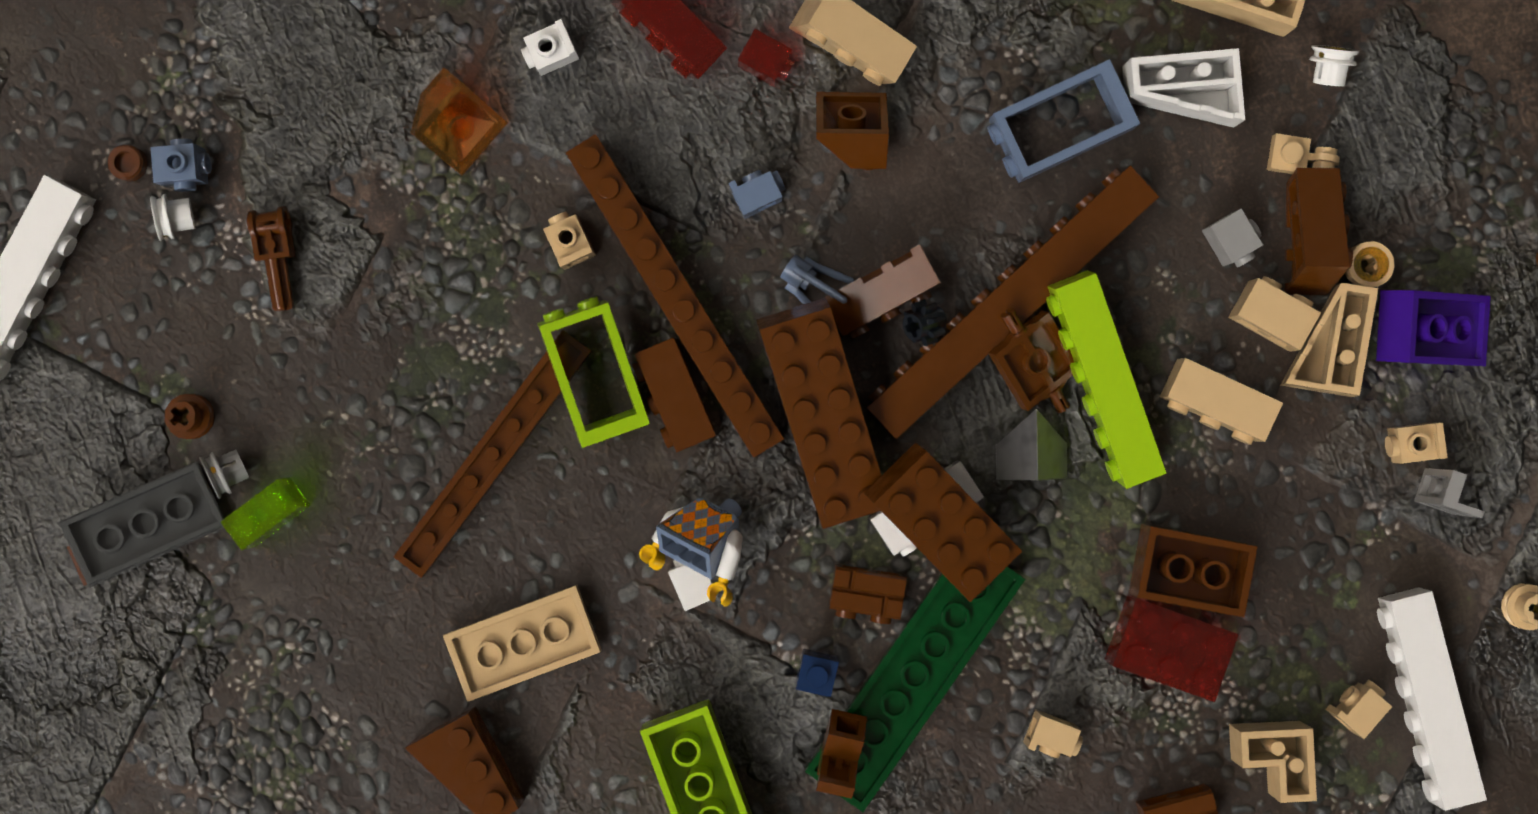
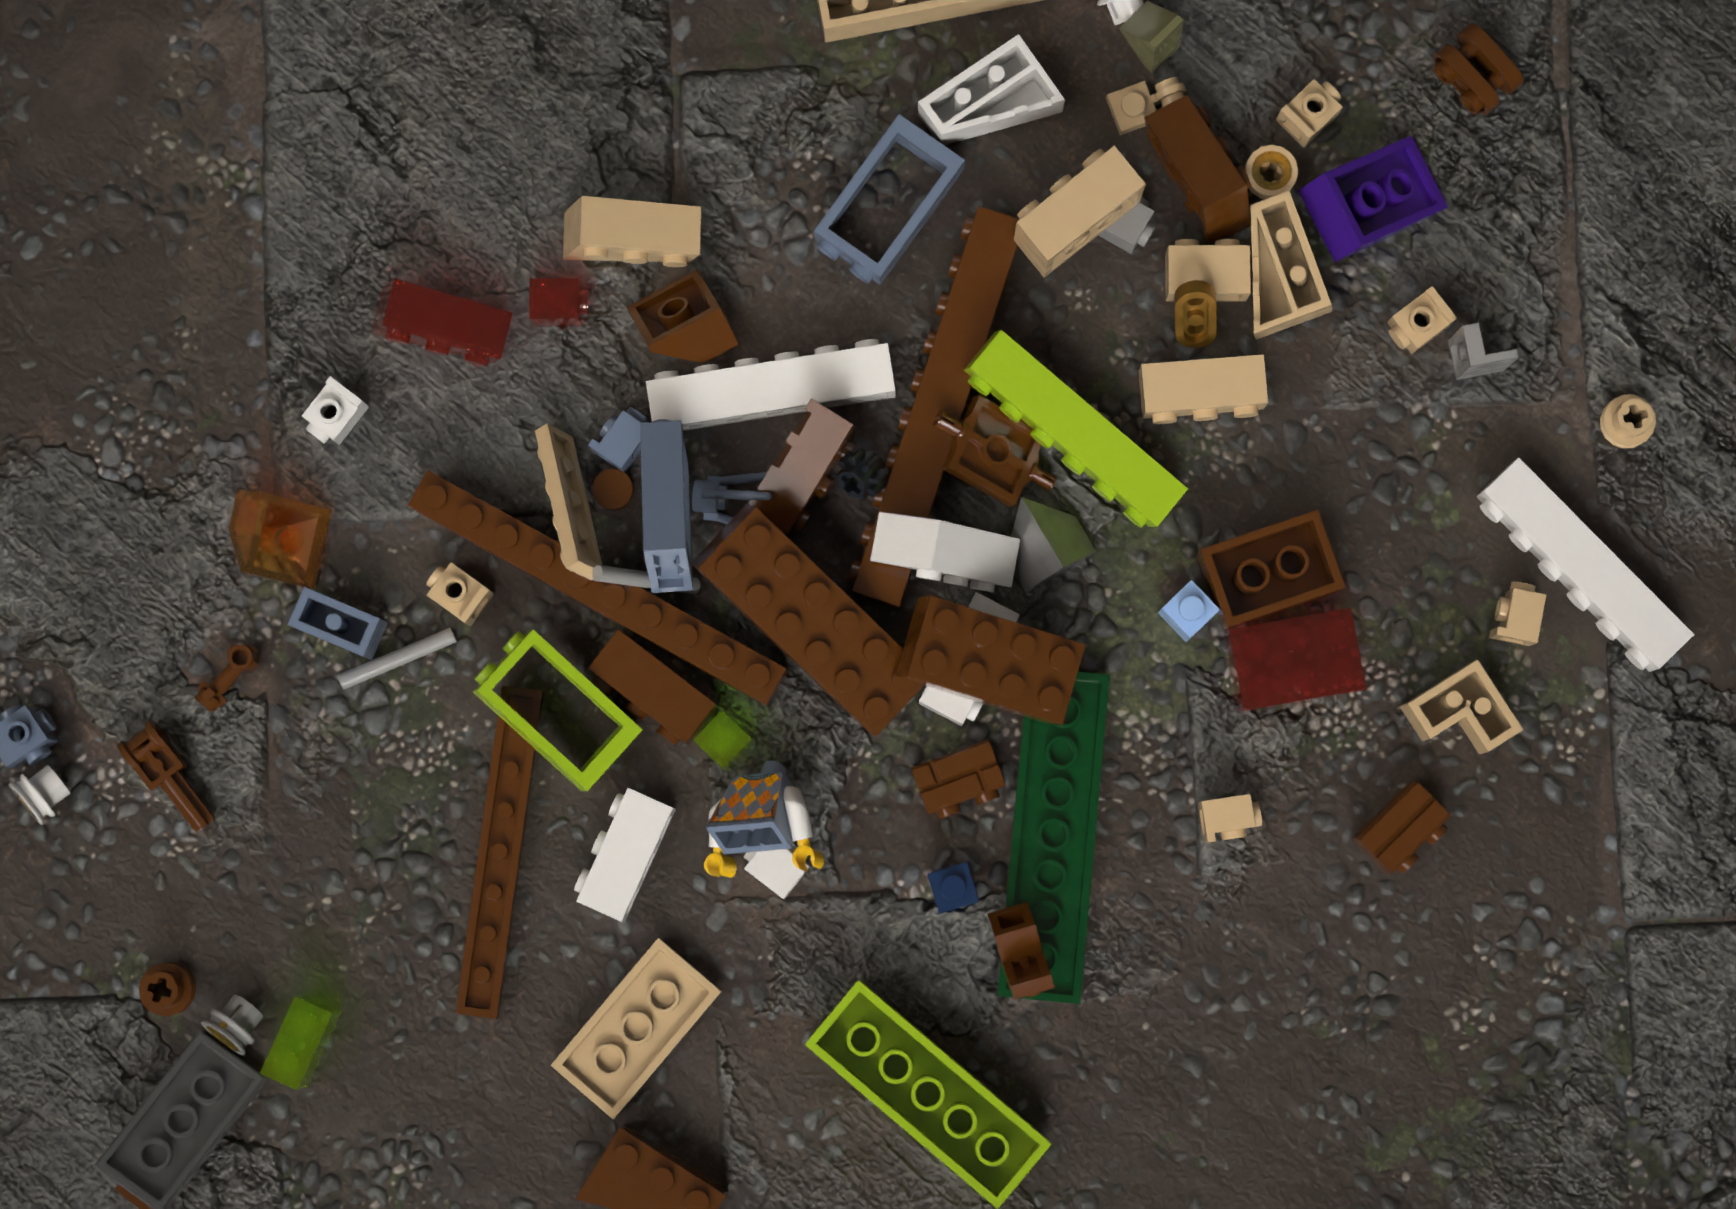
camera: 25 degrees left, 5 degrees down
(376, 197) = (240, 659): none -> reddish brown bar
(463, 213) = (337, 623): none -> sand blue brick
(496, 263) = (397, 658): none -> light grey bar
(584, 508) = (624, 854): none -> white brick
(689, 219) = (568, 500): none -> tan plate
(706, 465) = (723, 740): none -> clear neon green brick
(715, 311) = (630, 577): none -> light grey bar
(728, 226) = (613, 489): none -> reddish brown tile
(761, 264) = (666, 506): none -> sand blue window
(892, 216) = (773, 387): none -> white brick
(954, 418) = (946, 550): none -> white wedge
(1112, 565) = (1188, 611): none -> light blue brick
(1209, 212) = (1078, 209): none -> tan brick
(1248, 342) = (1195, 314): none -> pearl gold plate
(1341, 106) = (1153, 34): none -> olive slope
(1413, 236) = (1303, 123): none -> tan brick

